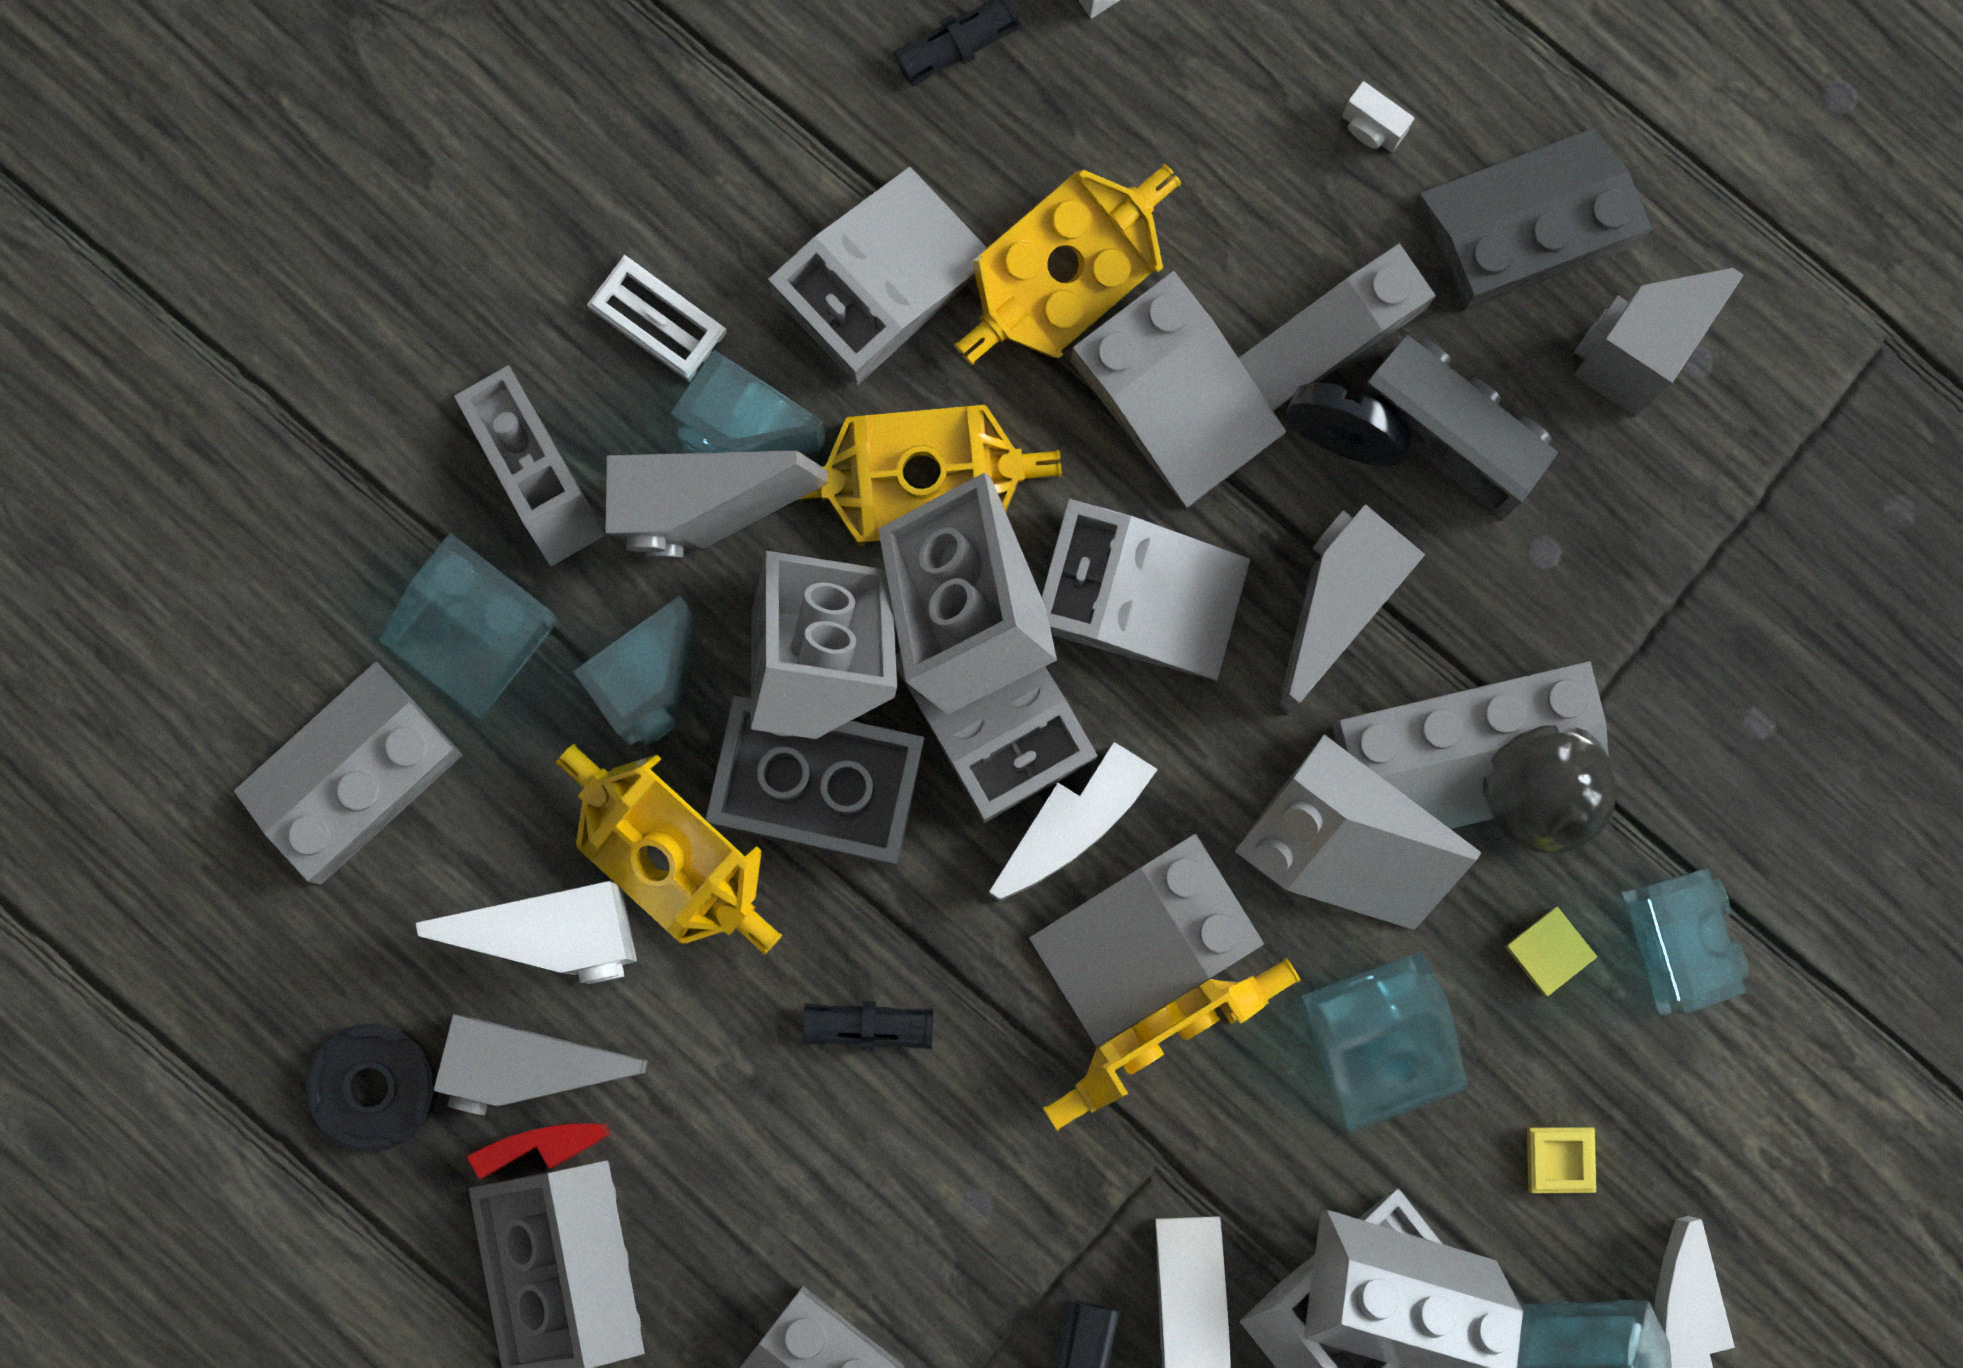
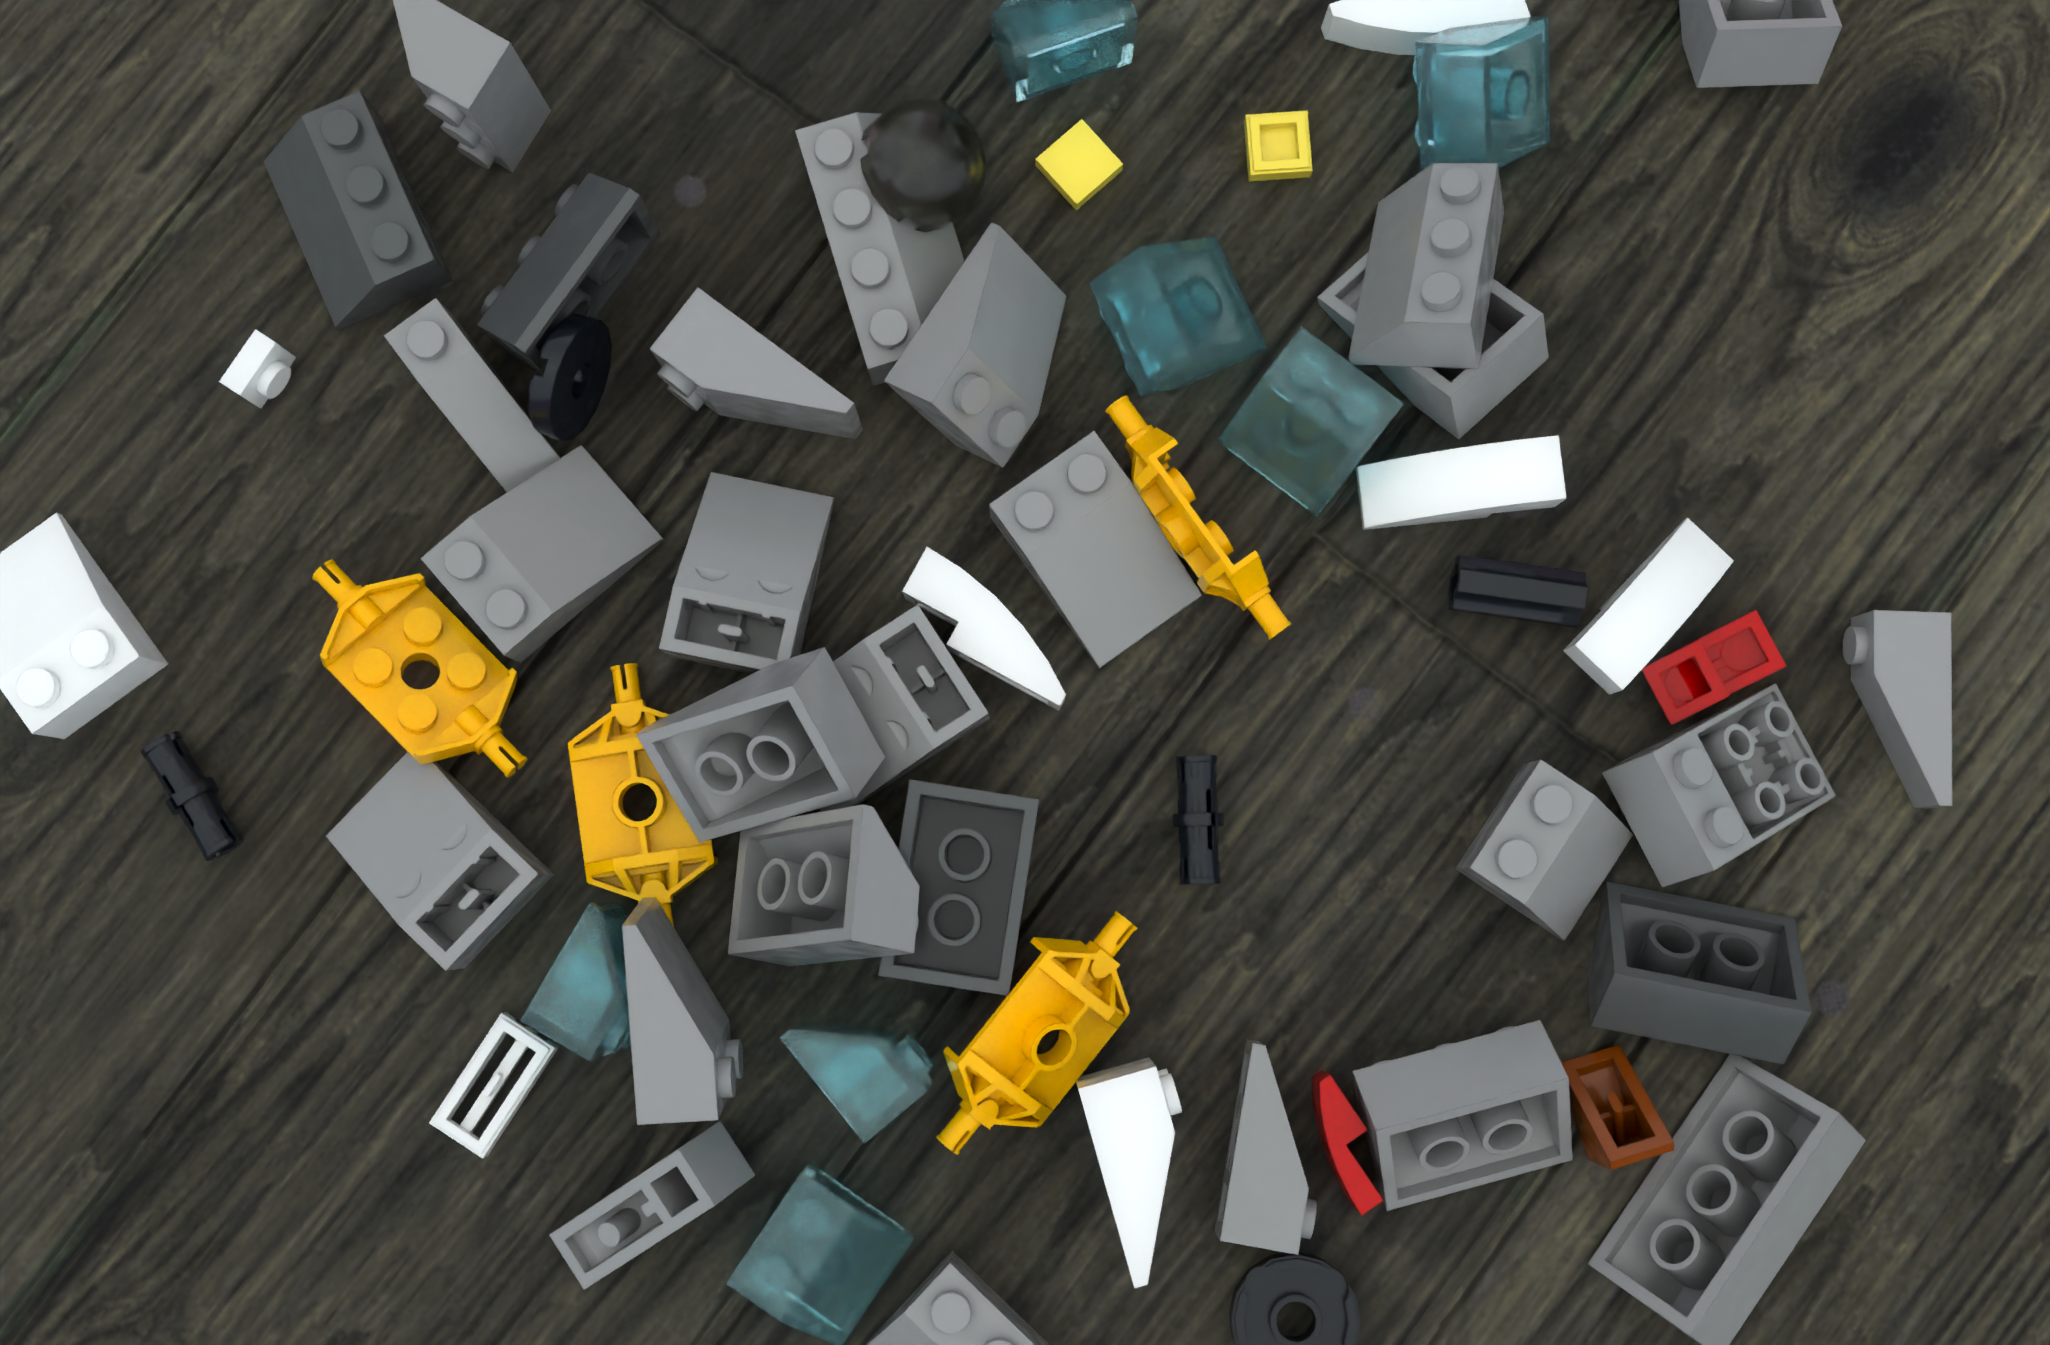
camera: 90 degrees left, 0 degrees up
(1266, 1168) = (1309, 421): none -> clear light blue slope

